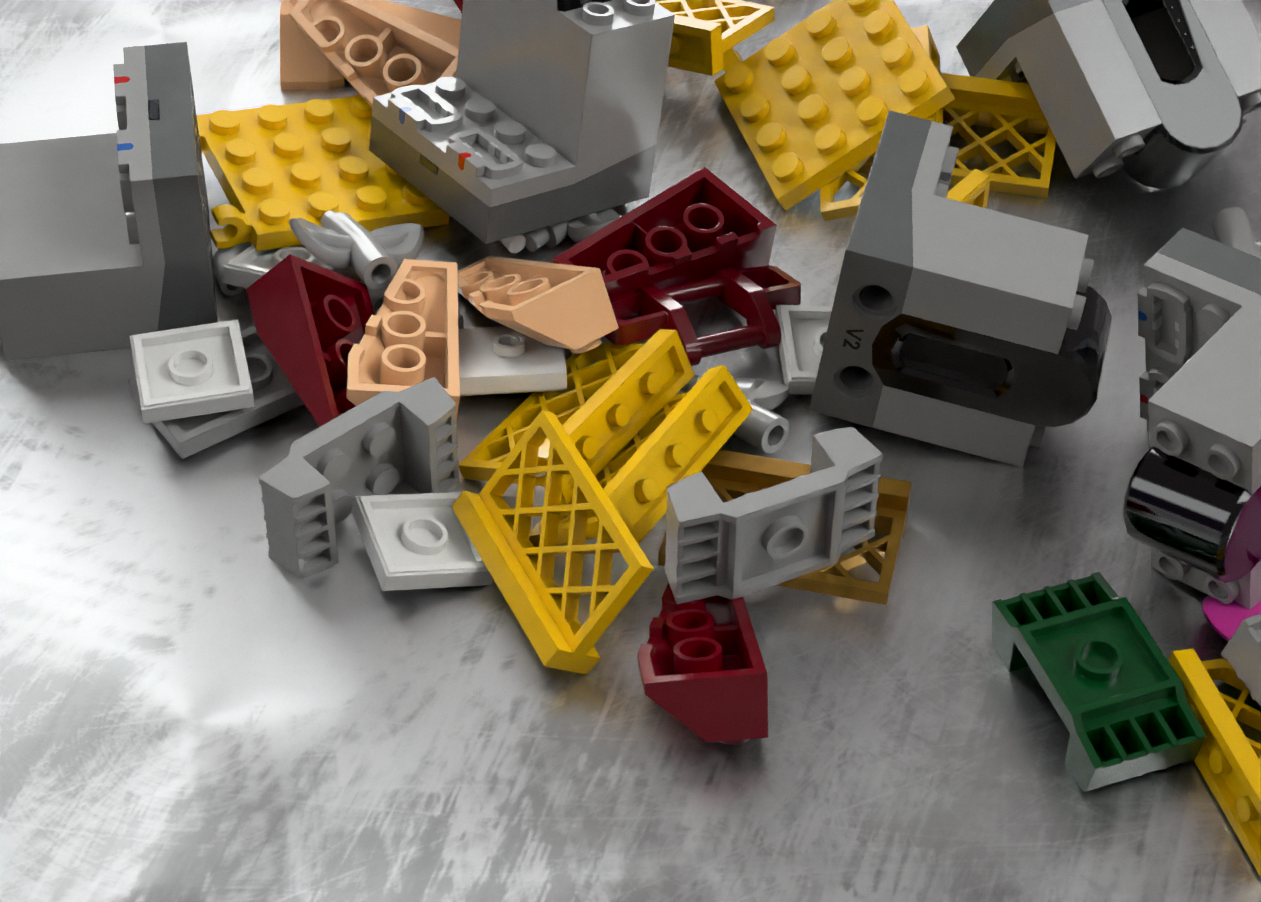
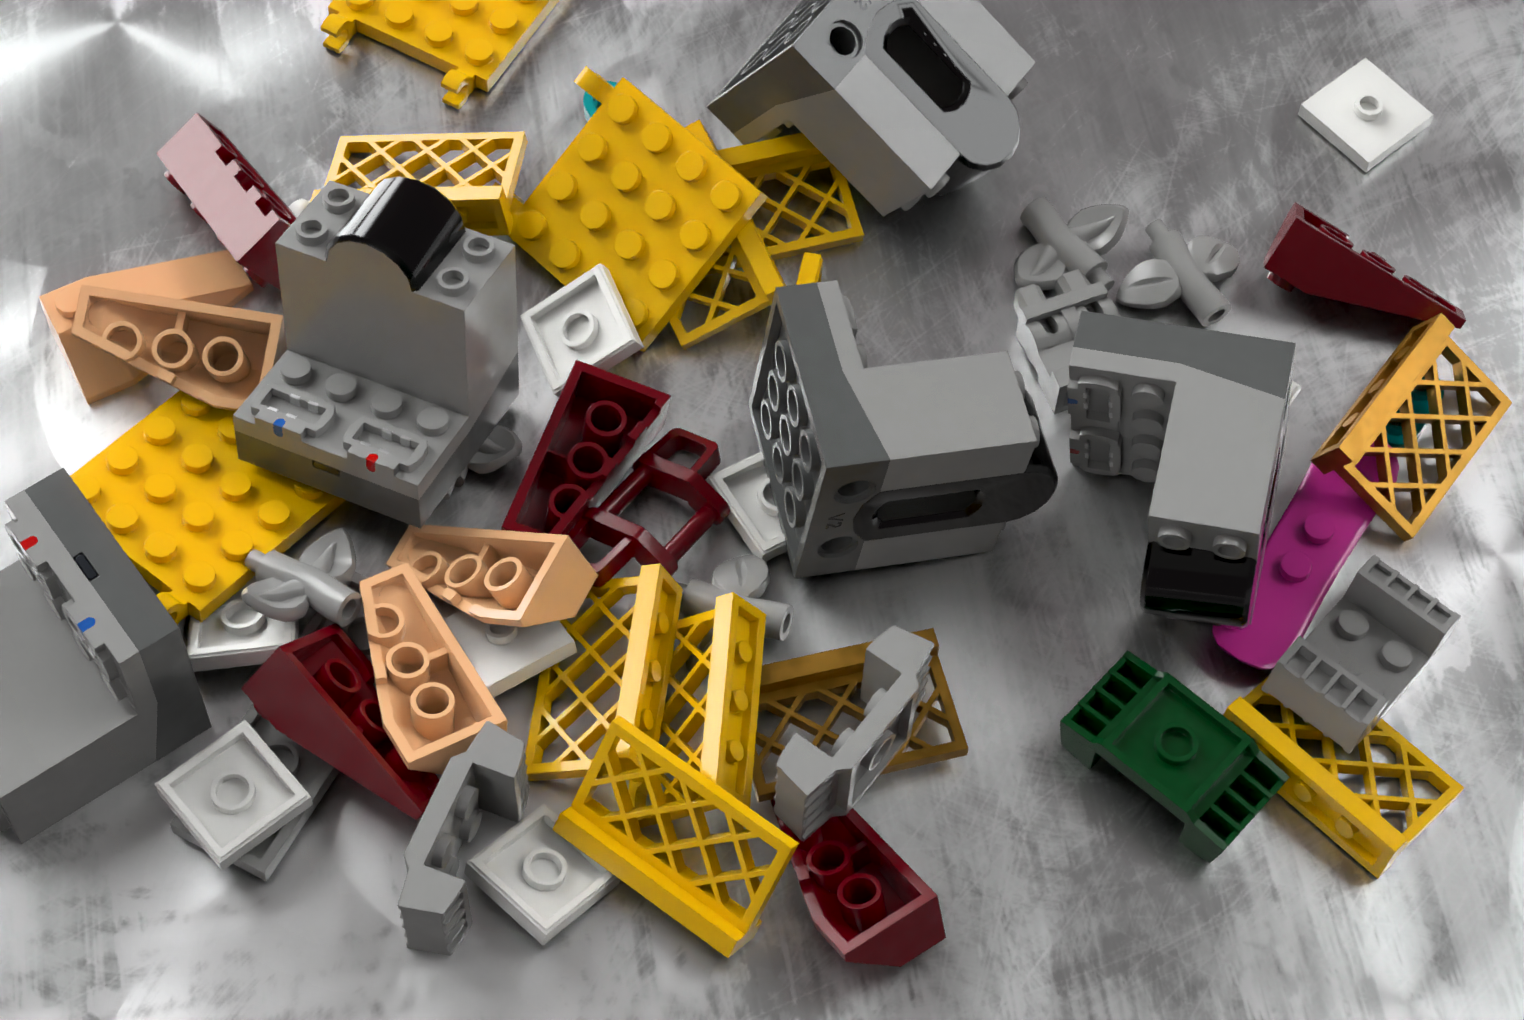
camera: 30 degrees left, 15 degrees up
(741, 156) = (581, 324): none -> white plate

